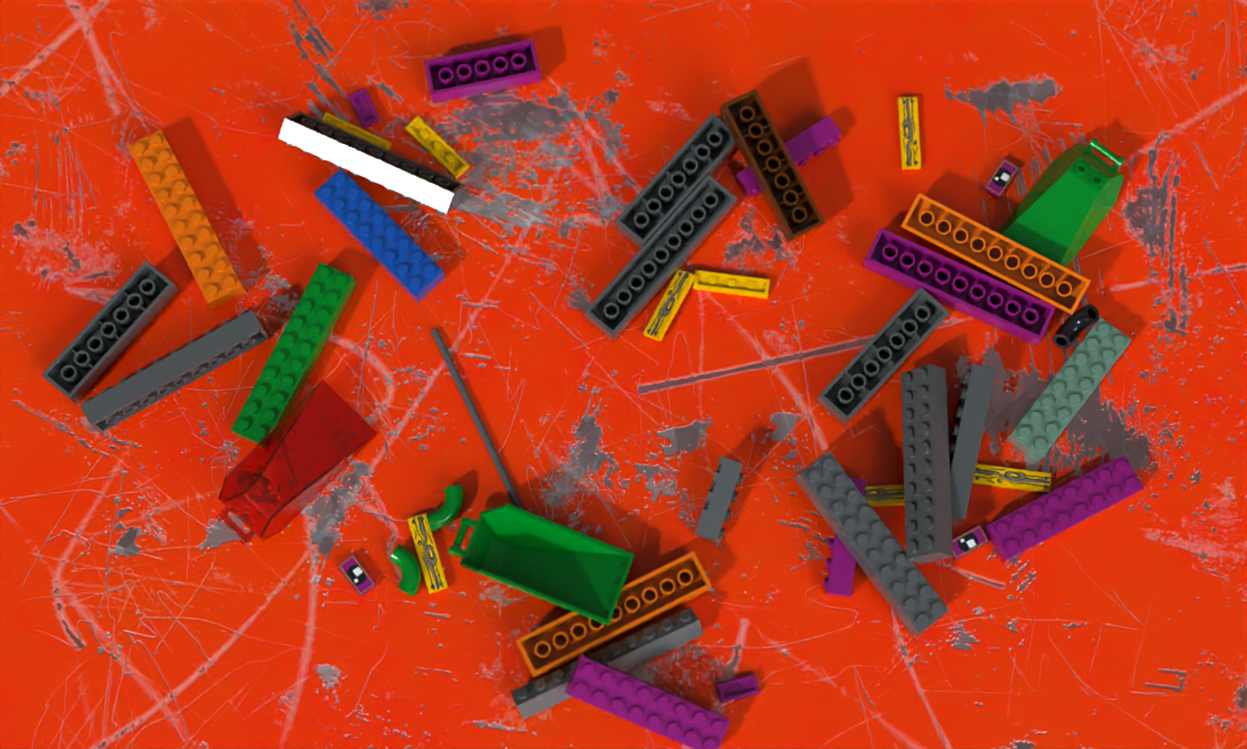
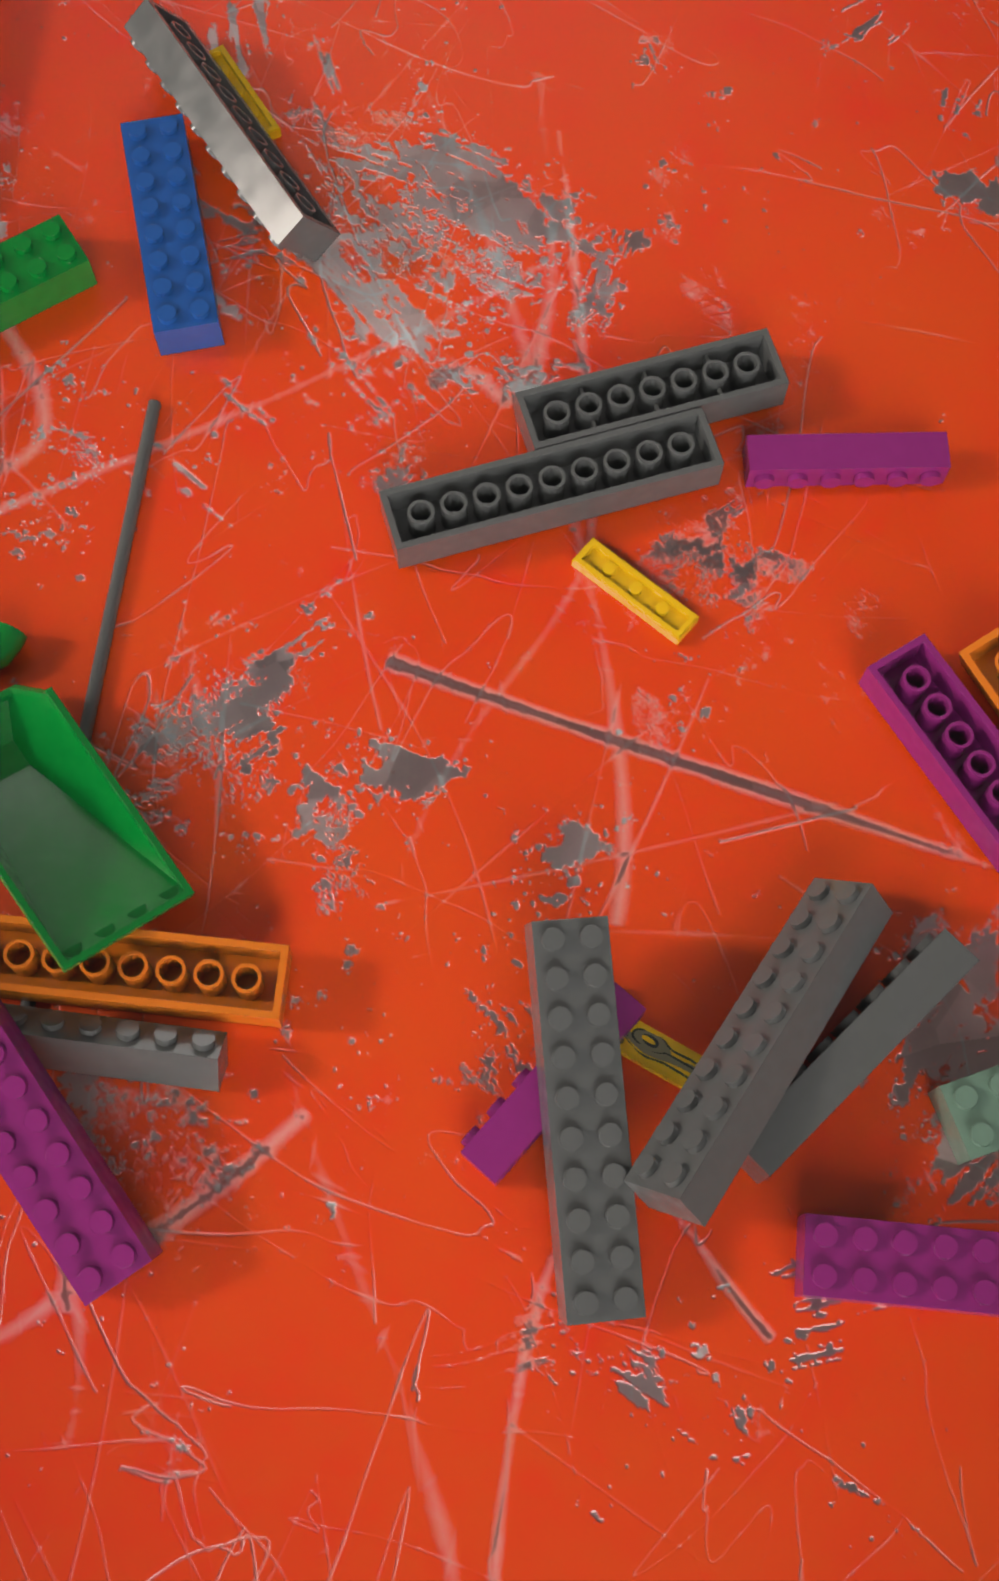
camera: 30 degrees right, 5 degrees down
(364, 108) = (279, 70): magenta tile -> none
(437, 147) = (340, 171): yellow tile -> none
(482, 71) = (472, 103): magenta brick -> none
(669, 305) = (518, 564): yellow tile -> none
(719, 499) = (391, 894): dark grey wedge -> none
(738, 688) = (214, 1217): magenta tile -> none
(771, 165) = (807, 446): reddish brown brick -> none
(882, 356) = (802, 833): dark grey brick -> none
(969, 542) = (754, 1222): tile -> none
(1012, 478) = (896, 1163): yellow tile -> none

